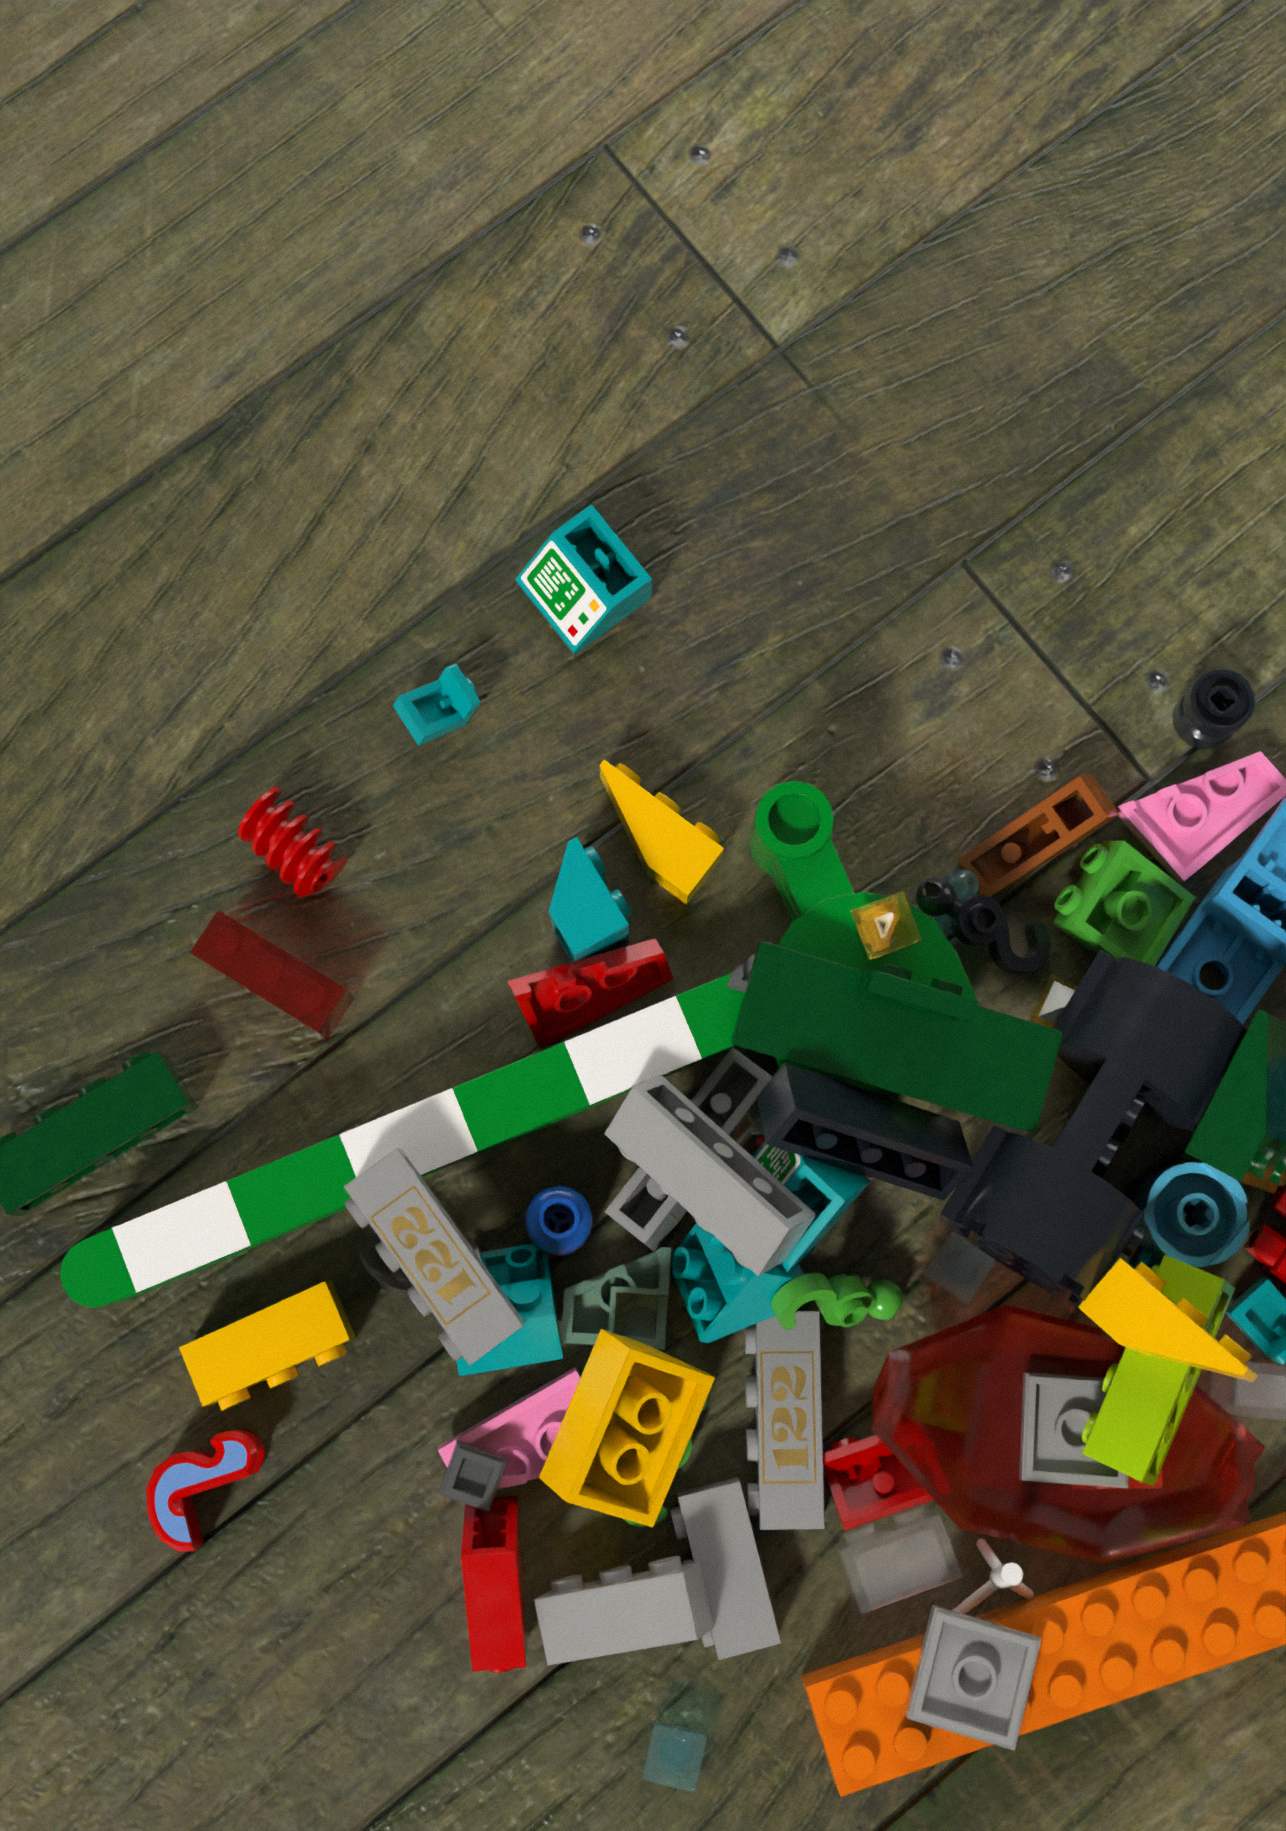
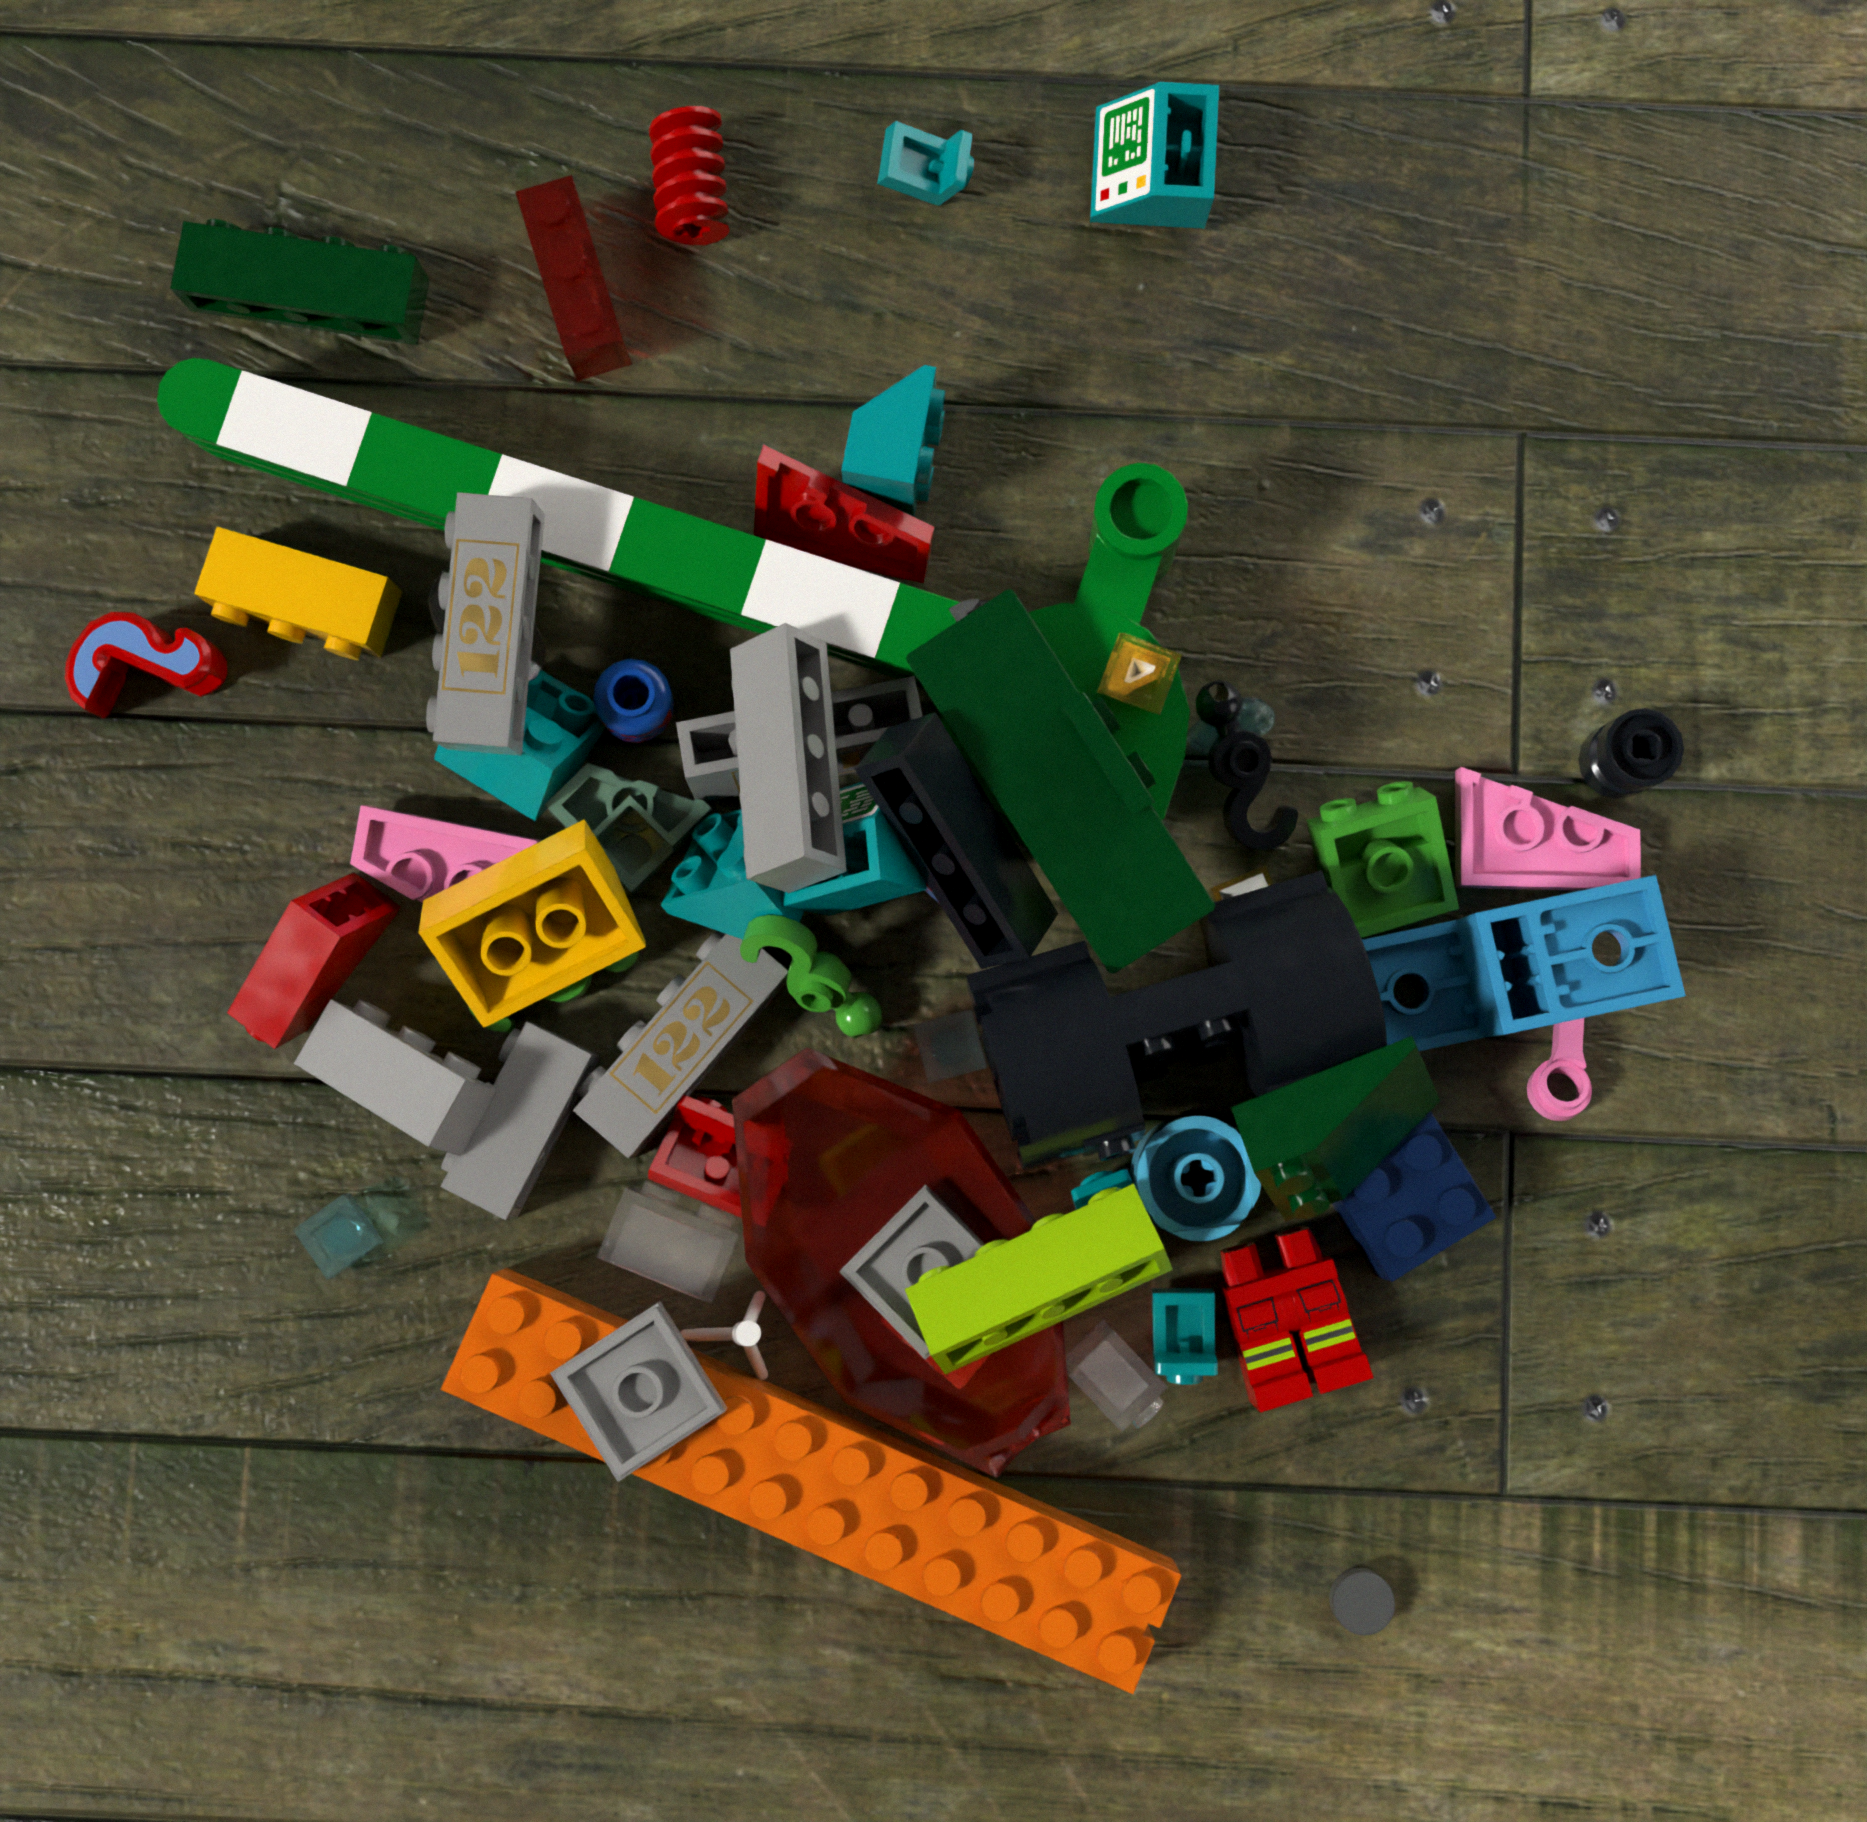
camera: 40 degrees right, 5 degrees up
(472, 1475) = (370, 851): dark grey tile -> none
(666, 844) = (1020, 459): yellow slope -> none
(1040, 834) = (1369, 732): dark orange slope -> none
(1146, 1321) = (1061, 1217): yellow slope -> none

